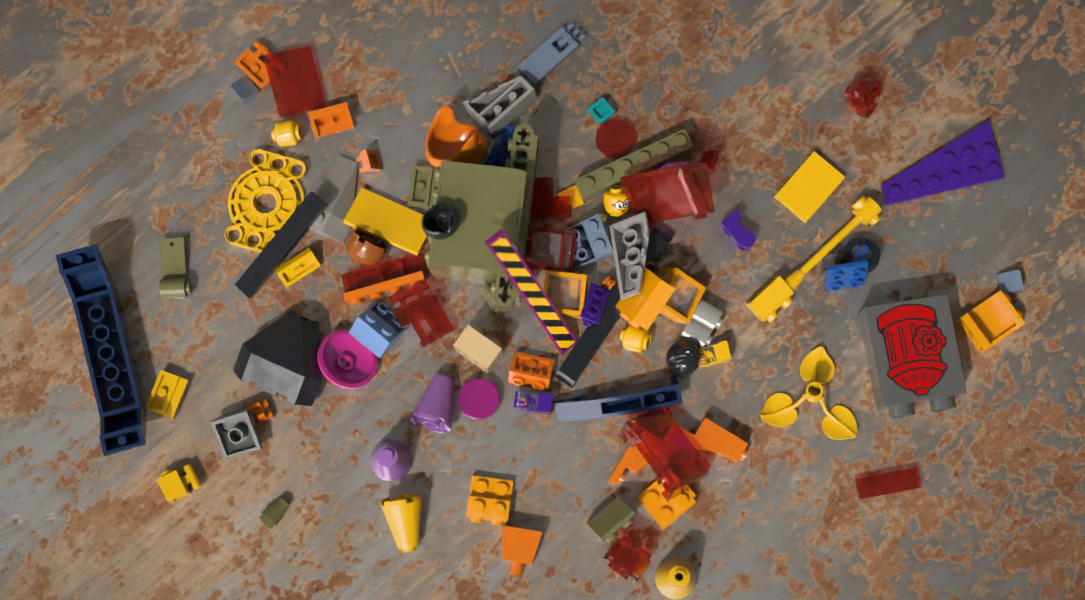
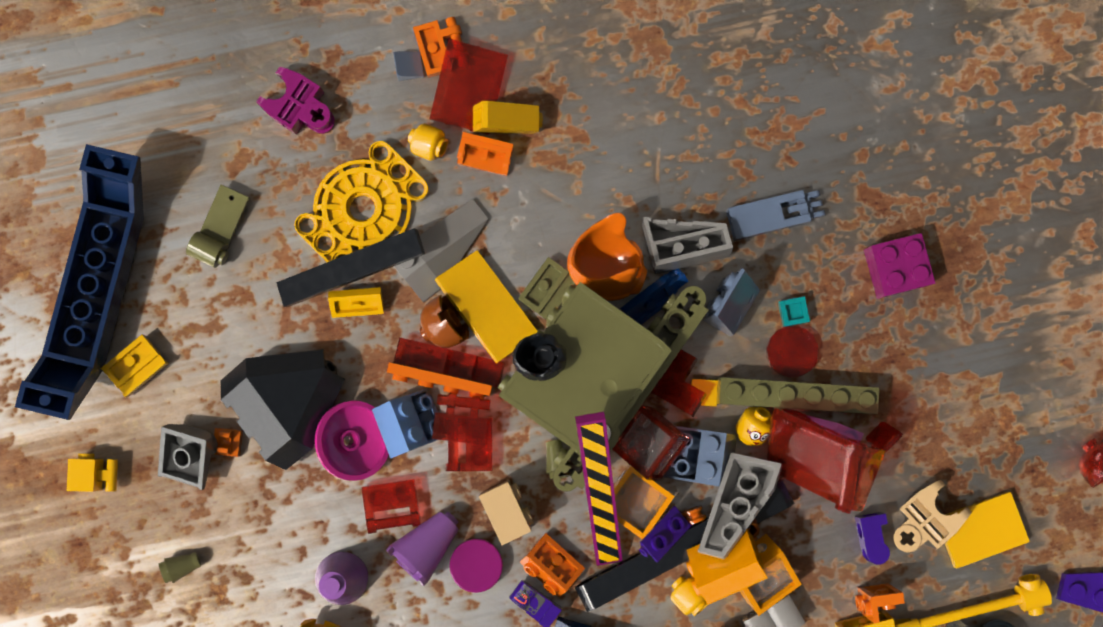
camera: 20 degrees right, 5 degrees up
(183, 156) = (298, 104): none -> magenta piece
(332, 87) = (506, 118): none -> yellow slope
(370, 161) = (503, 225): orange tile -> none
(393, 386) = (389, 497): none -> clear red plate
(554, 126) = (732, 302): none -> sand blue slope
(654, 42) = (899, 266): none -> magenta brick
(758, 271) = (876, 596): none -> orange bracket
(766, 206) = (945, 524): none -> tan piece

